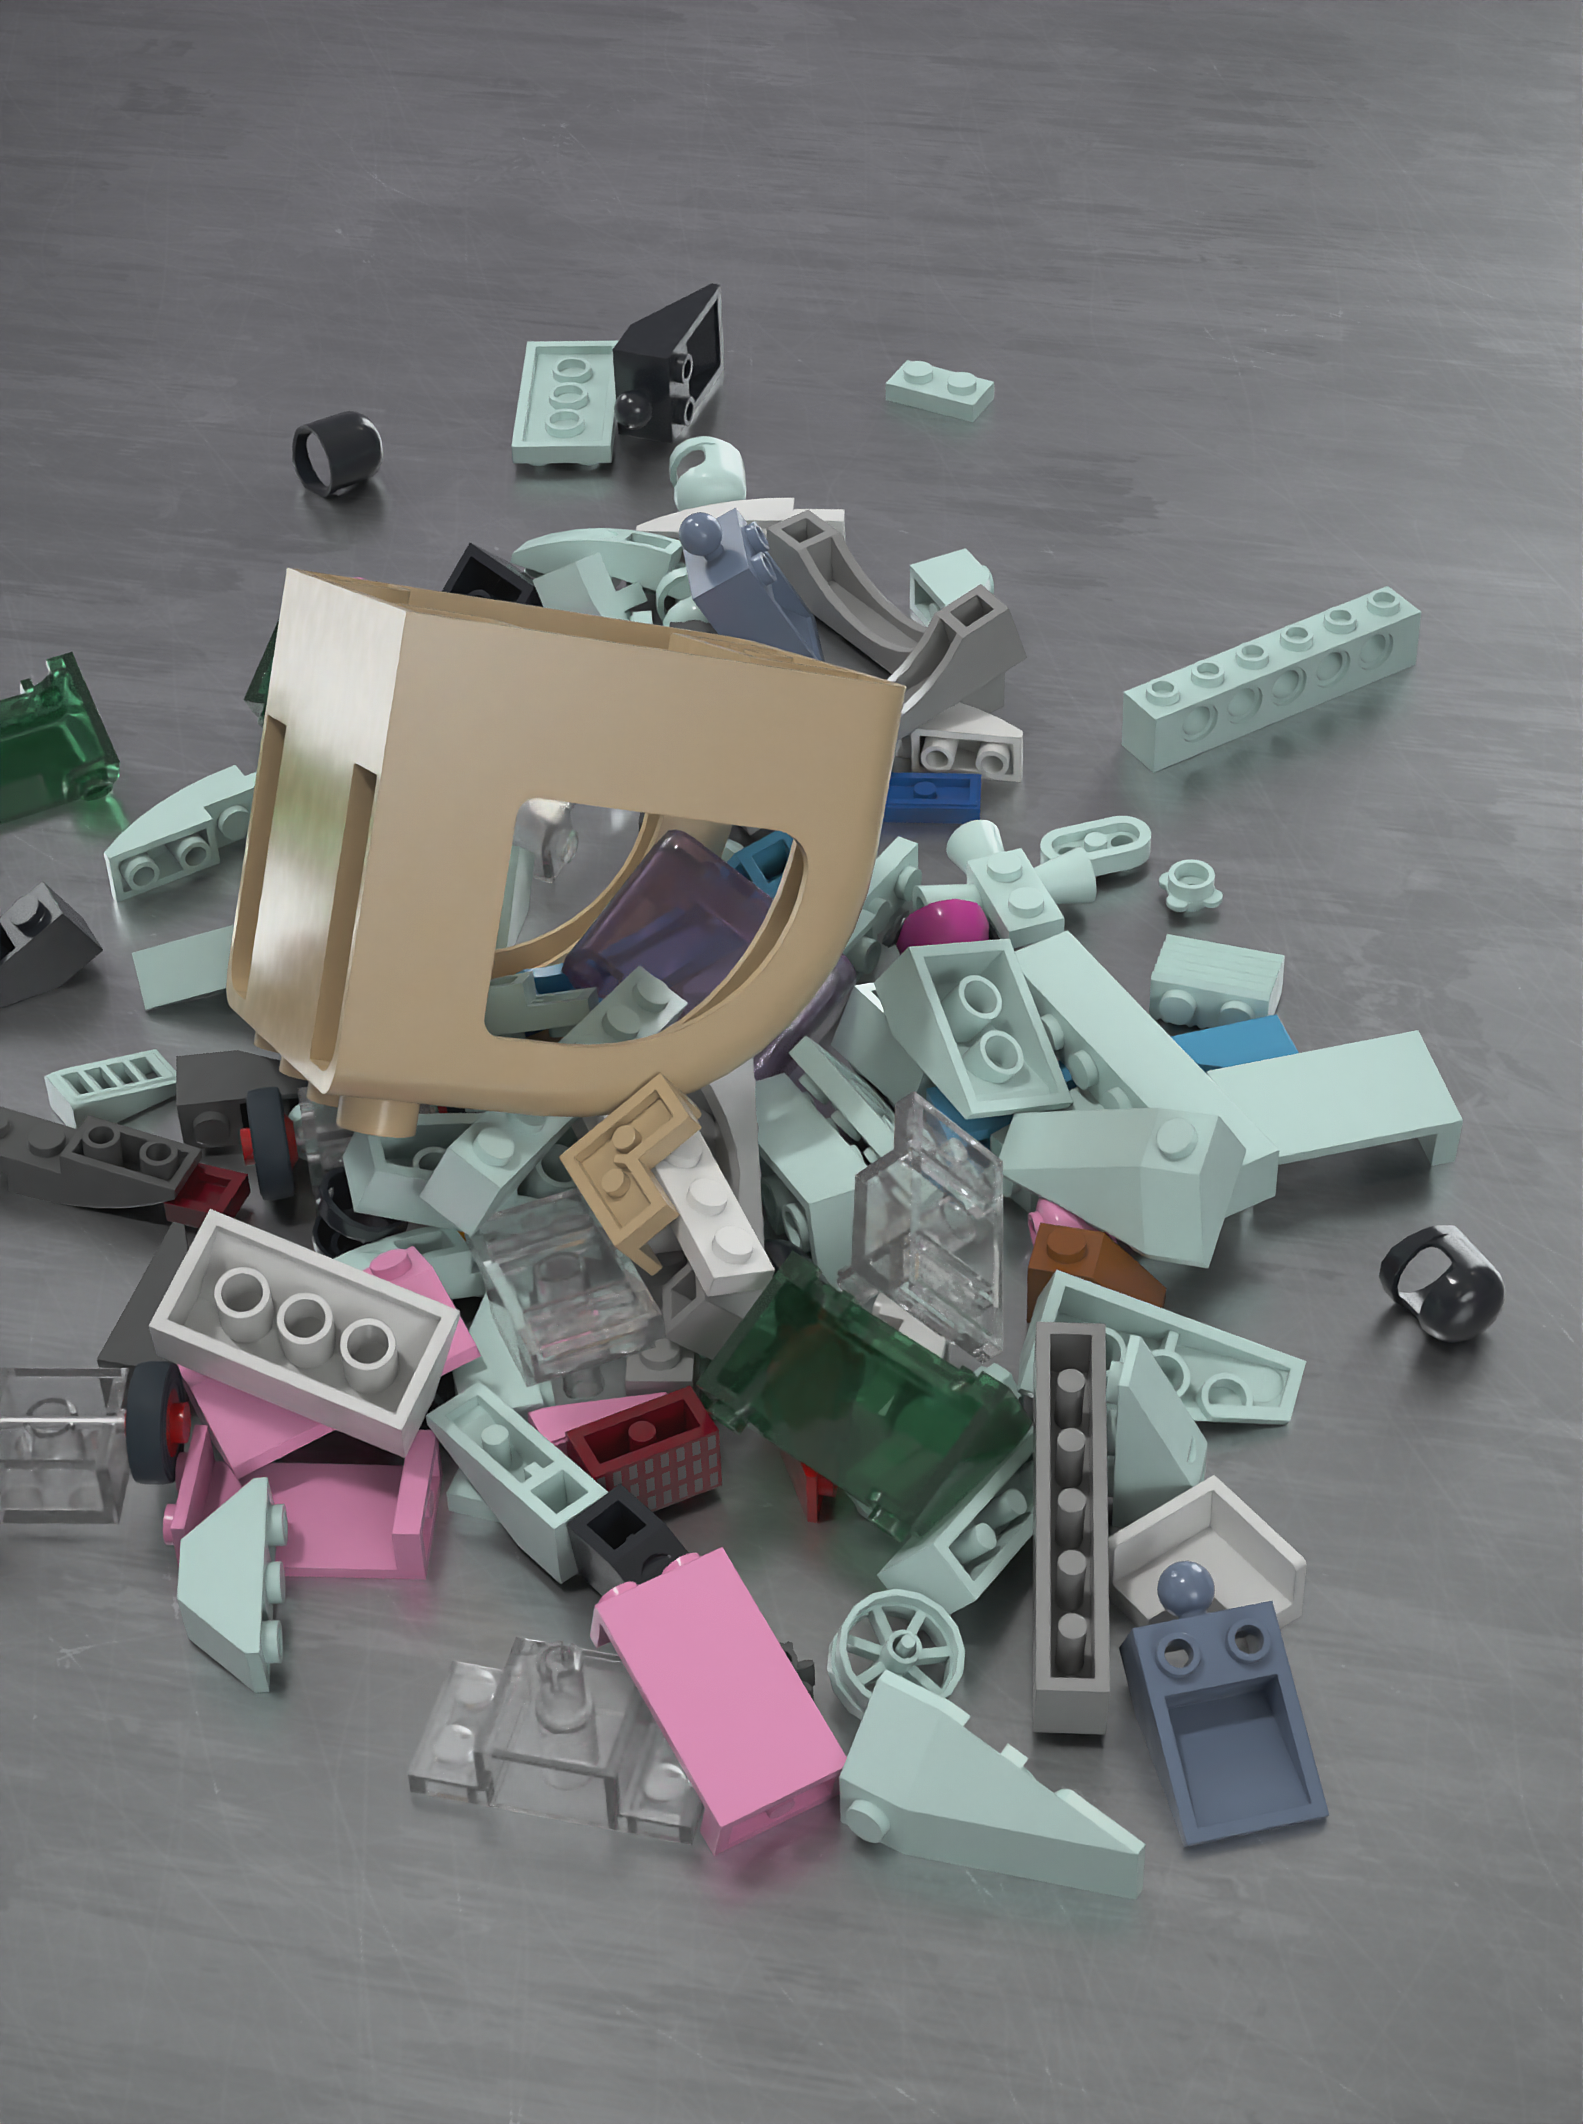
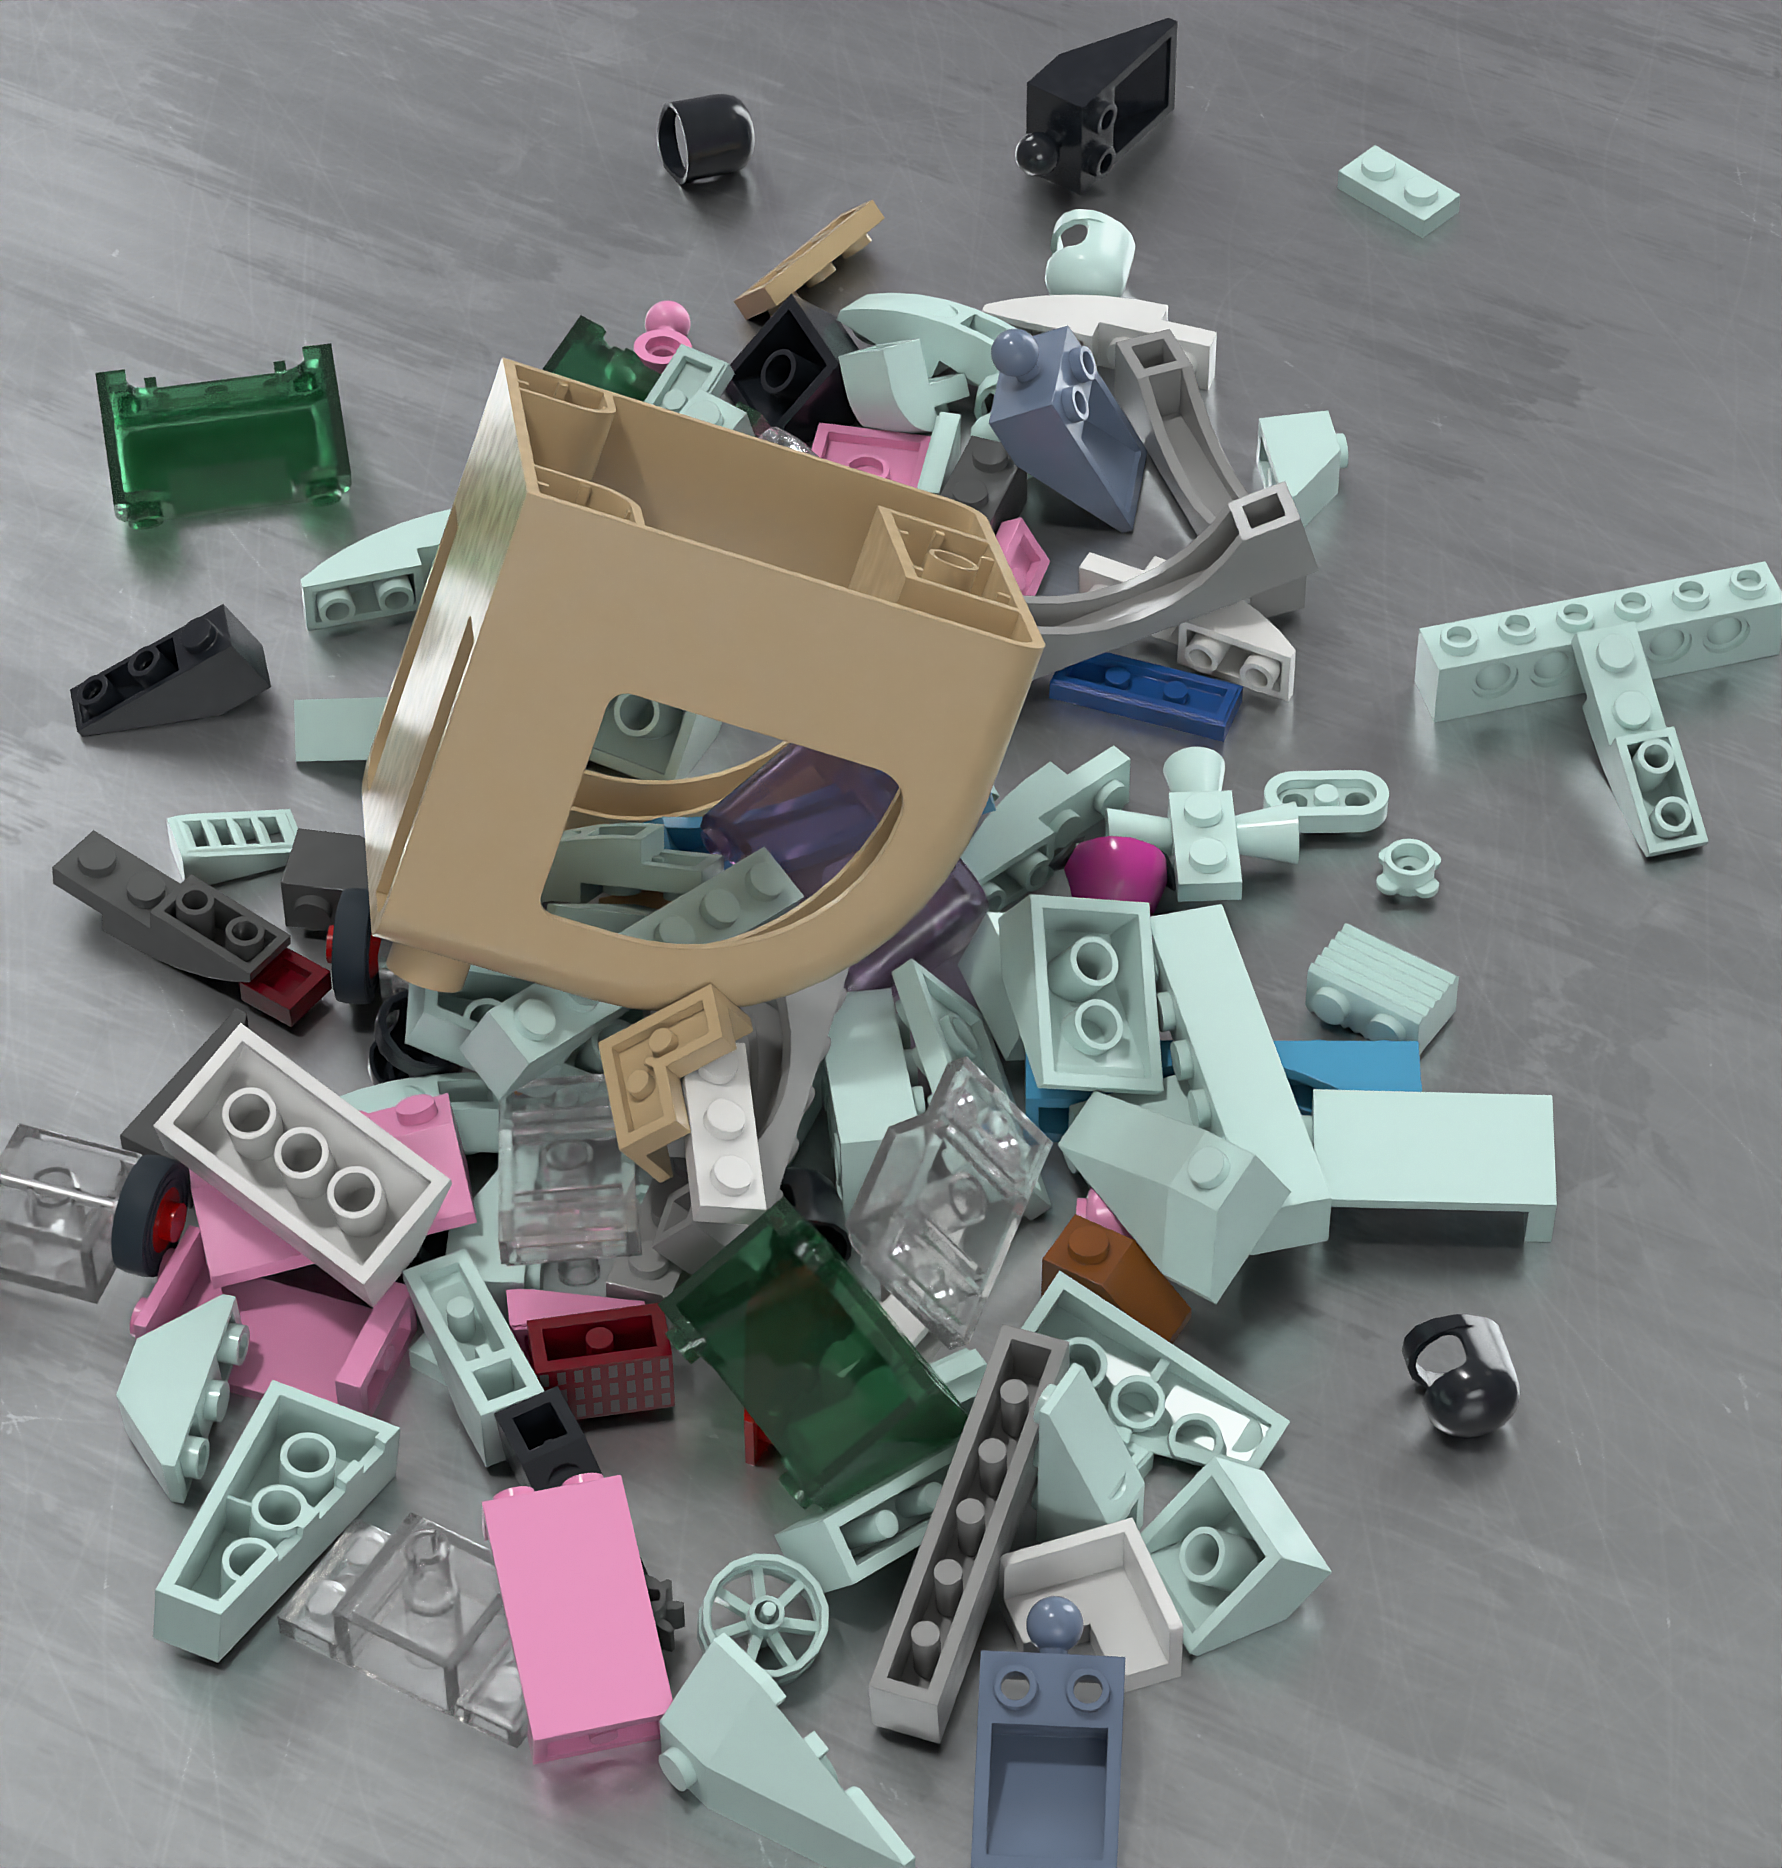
camera: 15 degrees right, 5 degrees up
(372, 1669) = (271, 1513): none -> light aqua wedge
(466, 527) = (812, 260): none -> tan plate
(566, 404) = (972, 123): light aqua plate -> none
(1314, 1487) = (1231, 1555): none -> light aqua slope
(1341, 755) = (1633, 743): none -> light aqua slope

